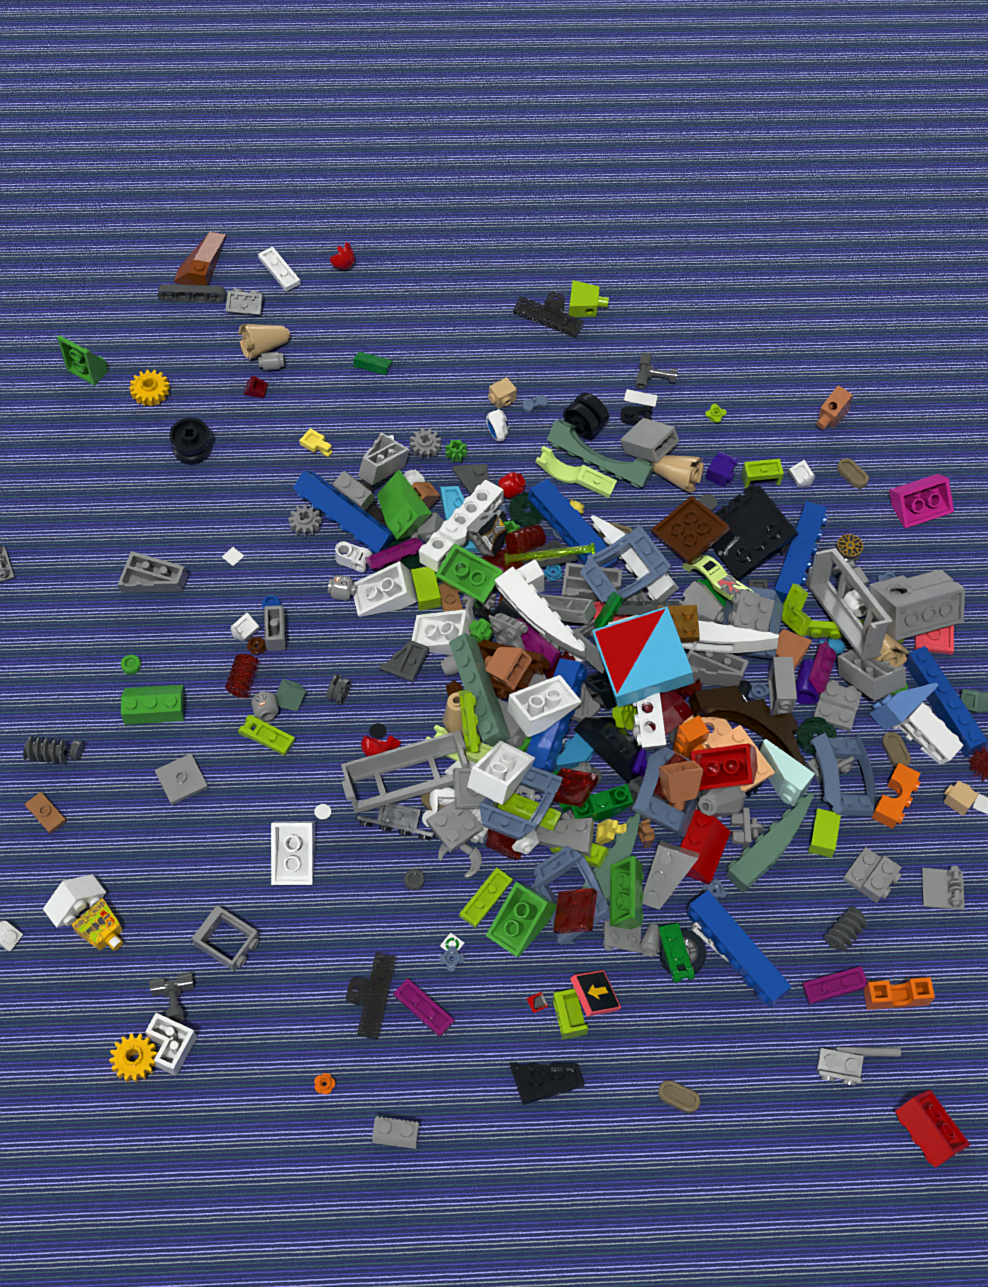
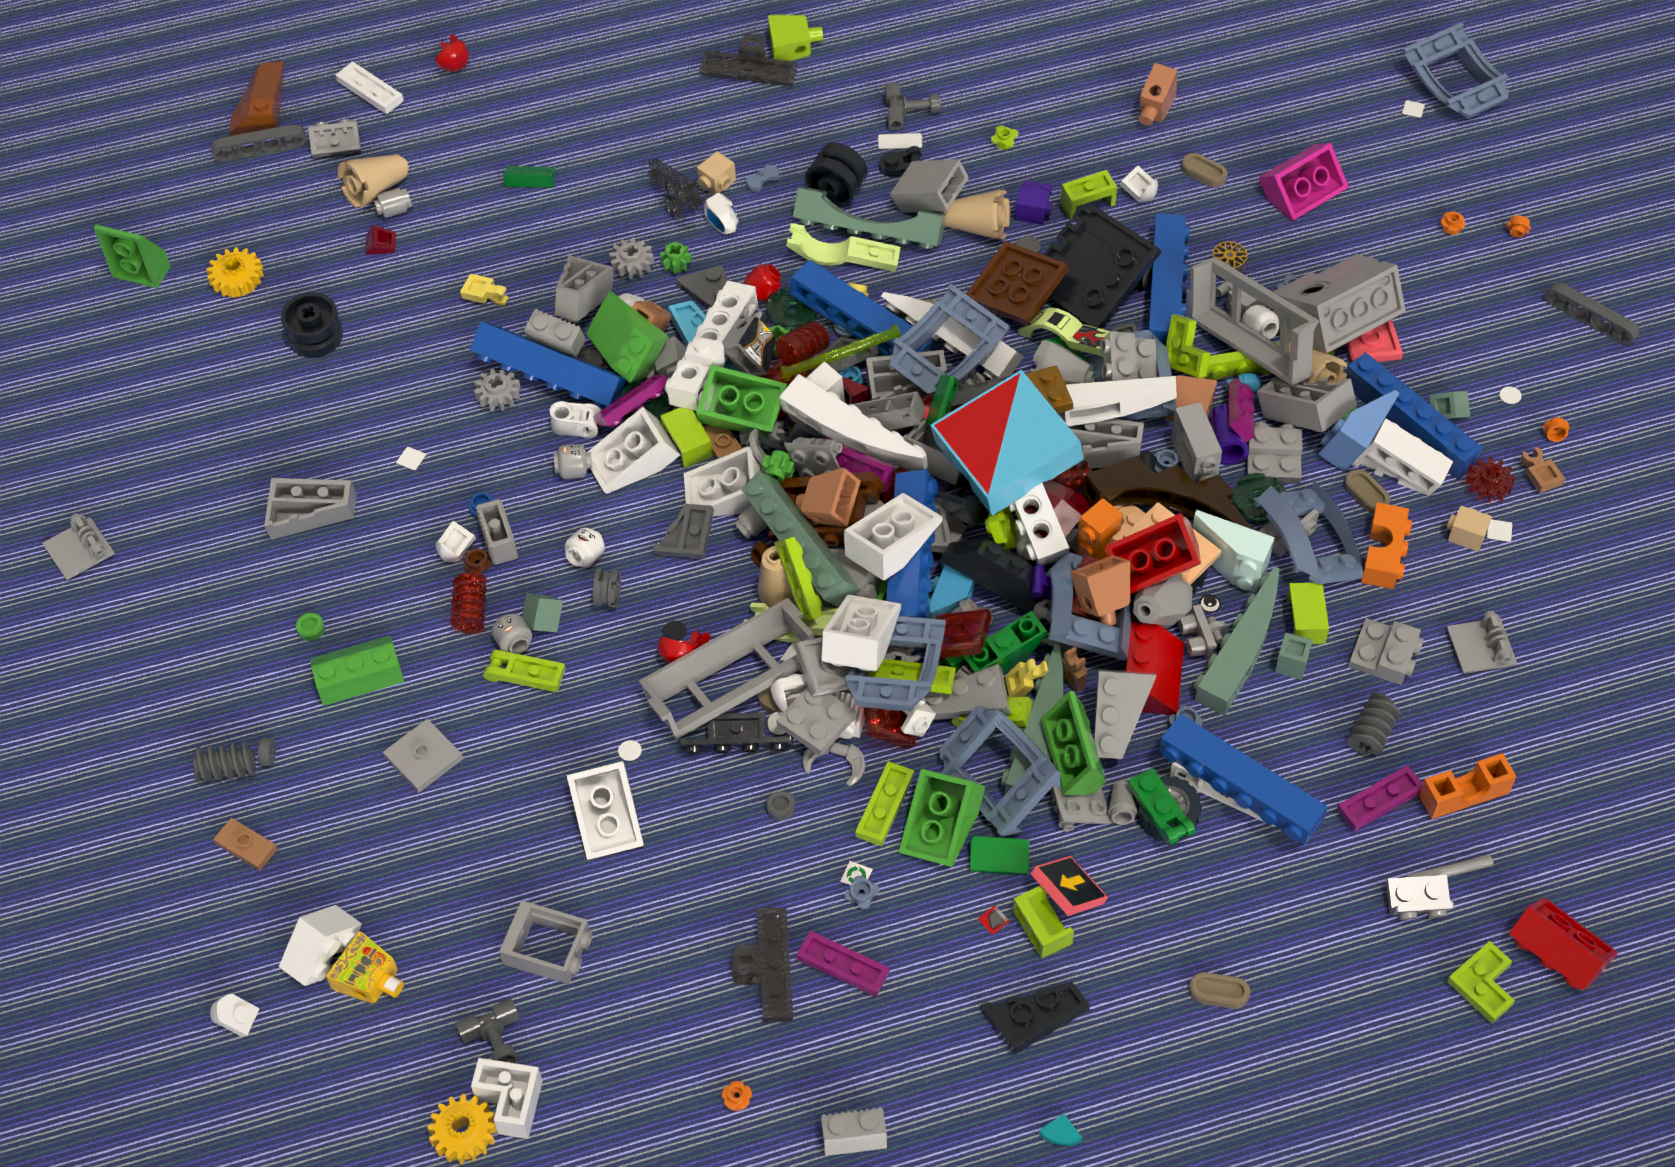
camera: 10 degrees left, 5 degrees down
(332, 654) = (584, 547): none -> white head
(471, 400) = (679, 186): none -> clear smoke plate
(538, 1170) = (1061, 1132): none -> teal tile
(552, 585) = (855, 392): none -> dark red slope
(554, 957) = (999, 855): none -> green slope
(575, 911) = (1012, 785): clear red plate -> none
(758, 806) = (1210, 603): none -> black sticker
(804, 863) = (1293, 656): none -> sand green panel
(861, 1141) = (1477, 985): none -> lime plate

